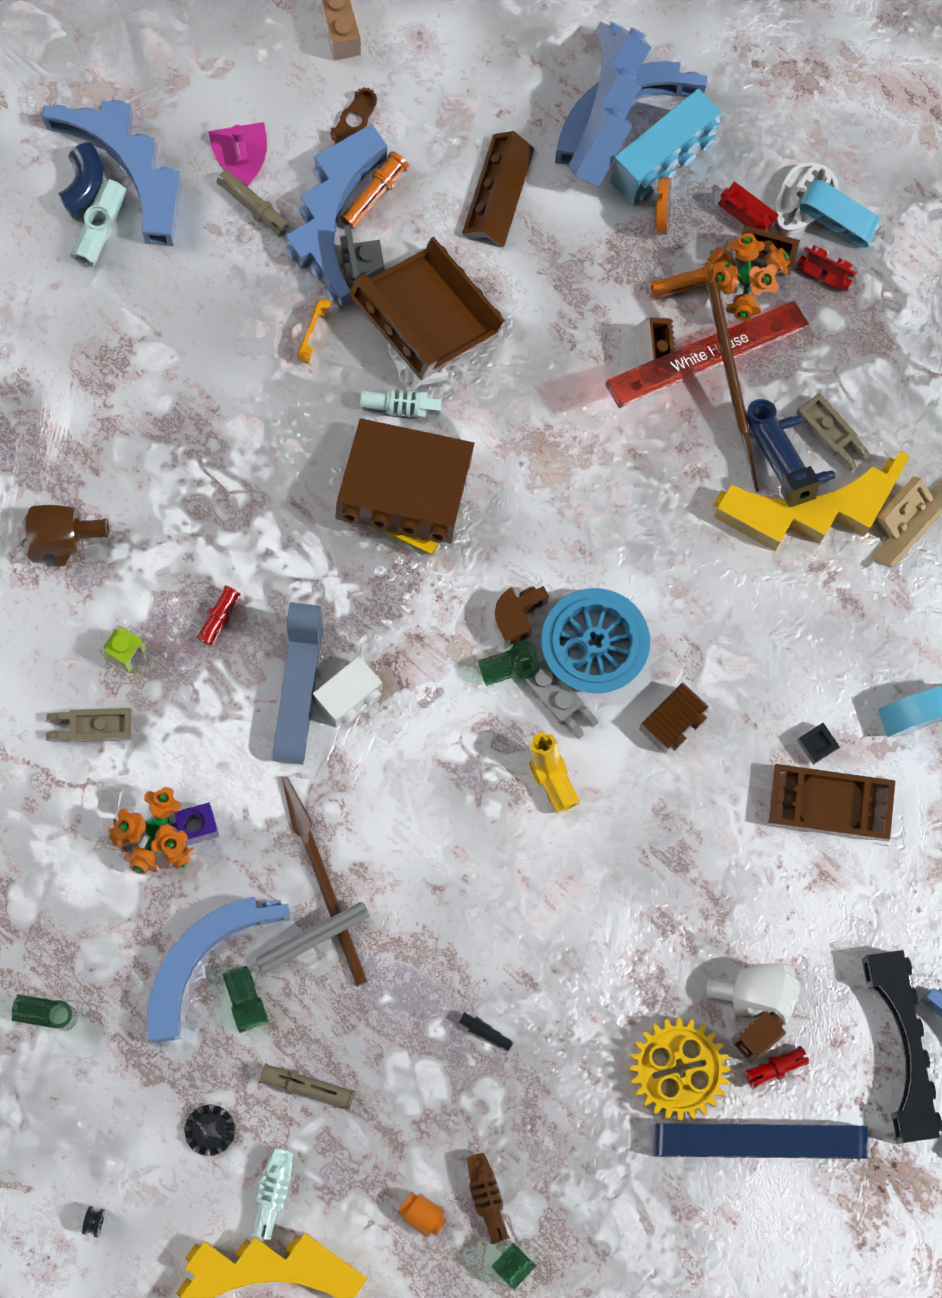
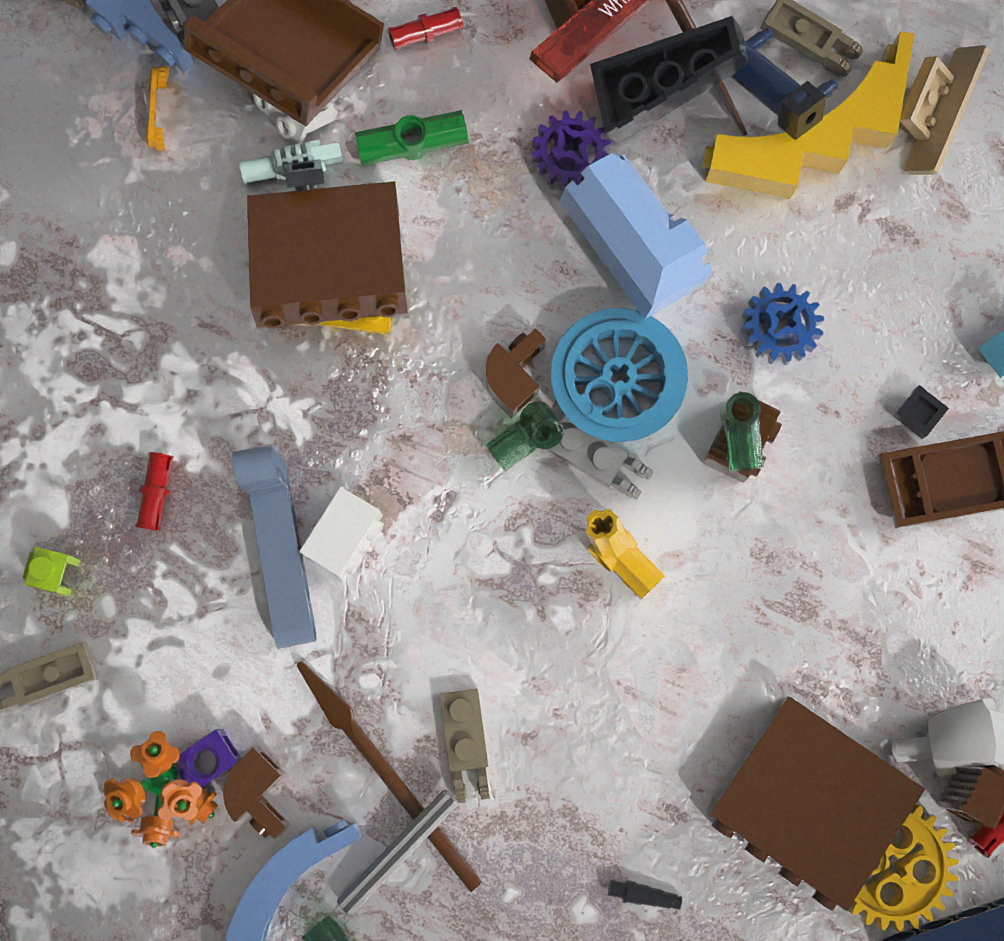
camera: 15 degrees left, 5 degrees up
(219, 852) = (246, 790): none -> reddish brown brick
(389, 873) = (465, 739): none -> dark tan hinge
(407, 416) = (304, 174): none -> black plate
(478, 412) = (435, 134): none -> green piece
(536, 333) = (425, 28): none -> red pin
(604, 465) = (570, 134): none -> dark purple gear
(634, 1003) = (815, 804): none -> reddish brown panel
(642, 540) = (635, 235): none -> light blue brick
(671, 714) = (743, 437): none -> clear green piece
(703, 428) = (665, 74): none -> black wedge
(728, 632) = (794, 333): none -> blue gear

